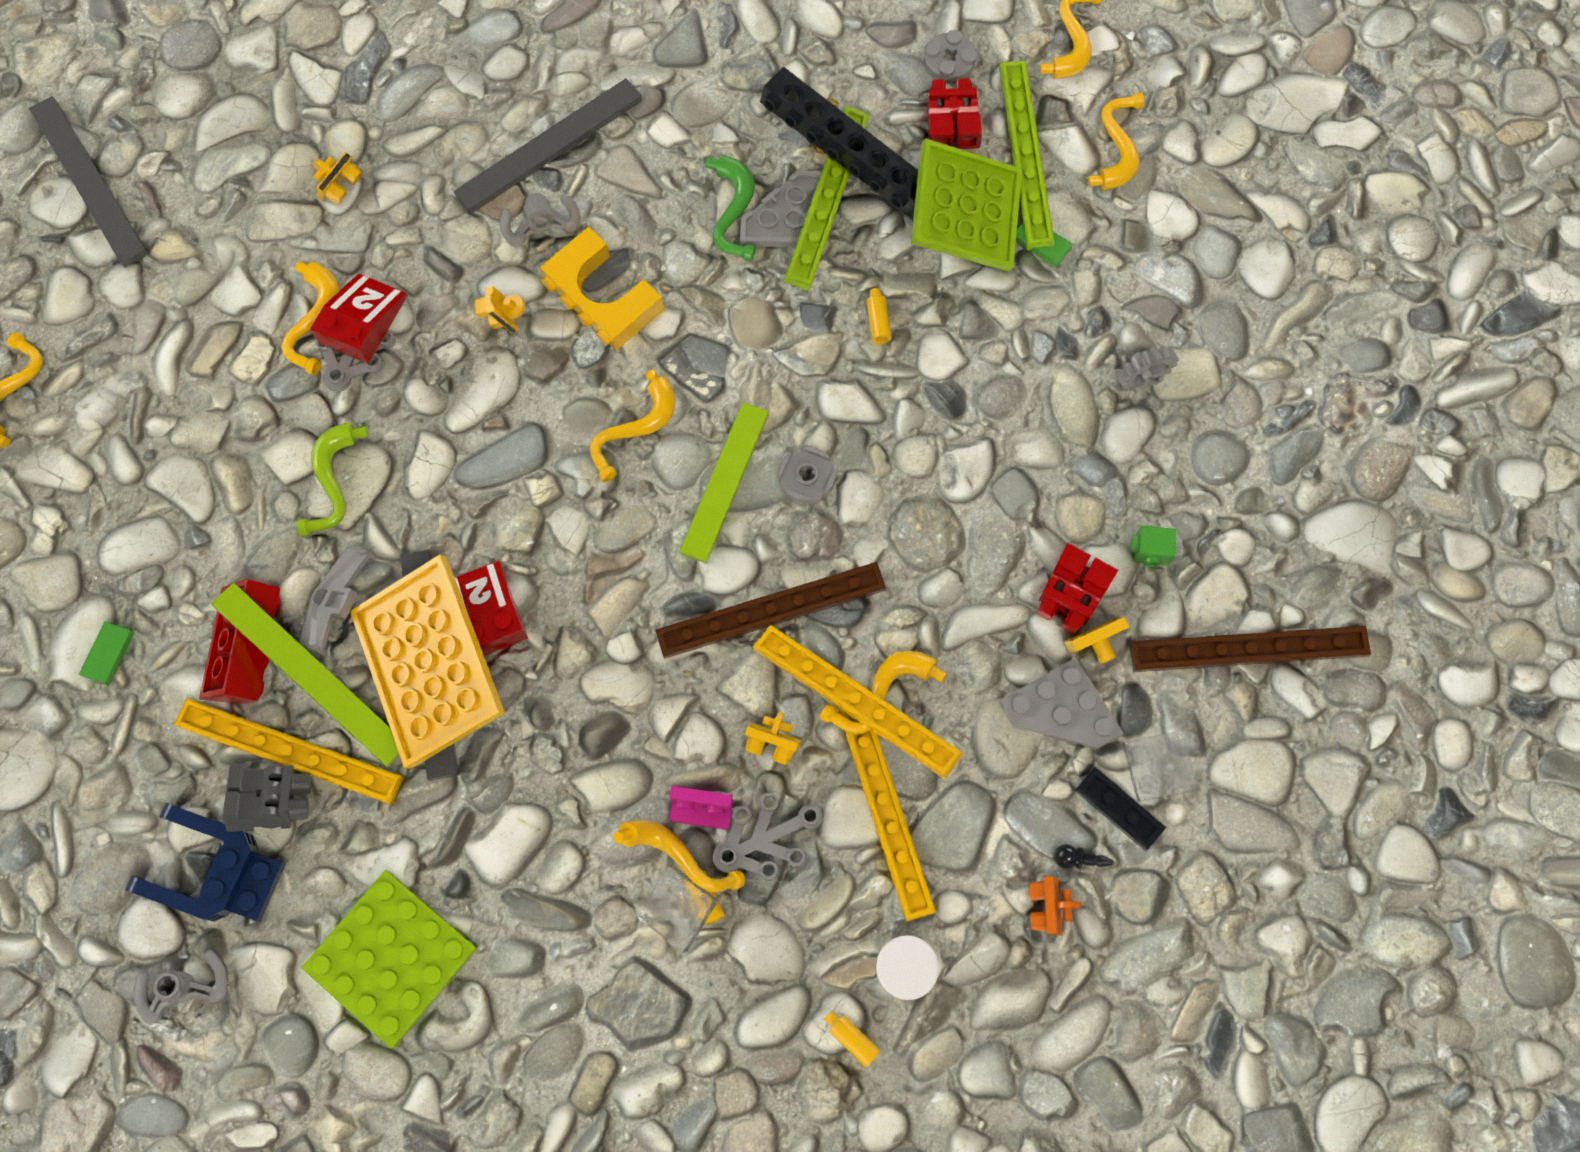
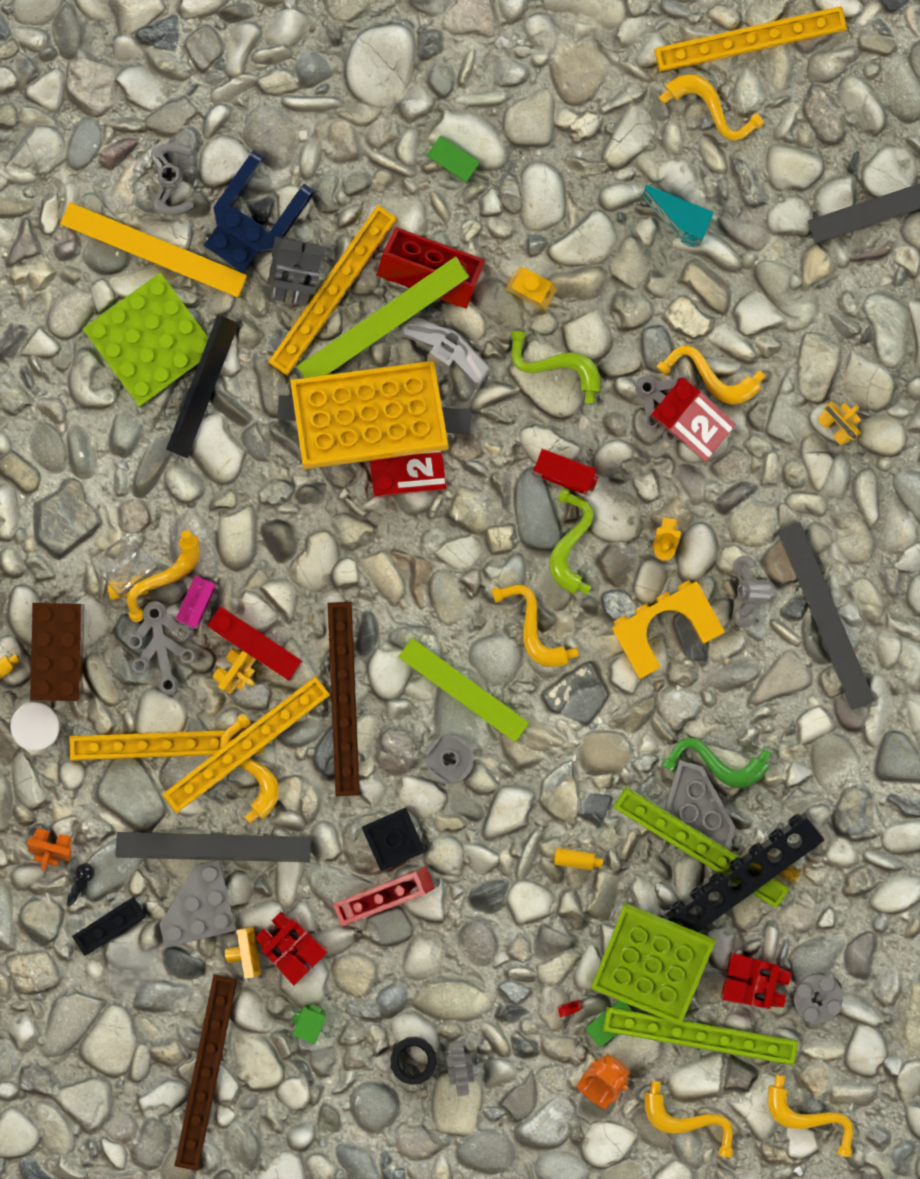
camera: 105 degrees right, 15 degrees up
(130, 386) = (682, 217): none -> teal slope
(242, 524) = (531, 288): none -> yellow torso
(274, 988) = (153, 250): none -> yellow tile
(434, 874) = (202, 386): none -> black tile
(448, 430) = (565, 472): none -> red window
(553, 418) = (558, 560): none -> lime animal
(728, 735) = (254, 643): none -> red slope
(807, 964) = (57, 652): none -> reddish brown brick
(915, 511) = (393, 839): none -> black plate
(983, 502) = (384, 896): none -> slope
(988, 712) = (213, 847): none -> dark grey tile
(1043, 284) = (569, 1008): none -> red tile
(1107, 226) = (604, 1081): none -> orange helmet
(1163, 407) = (407, 1078): none -> black tyre

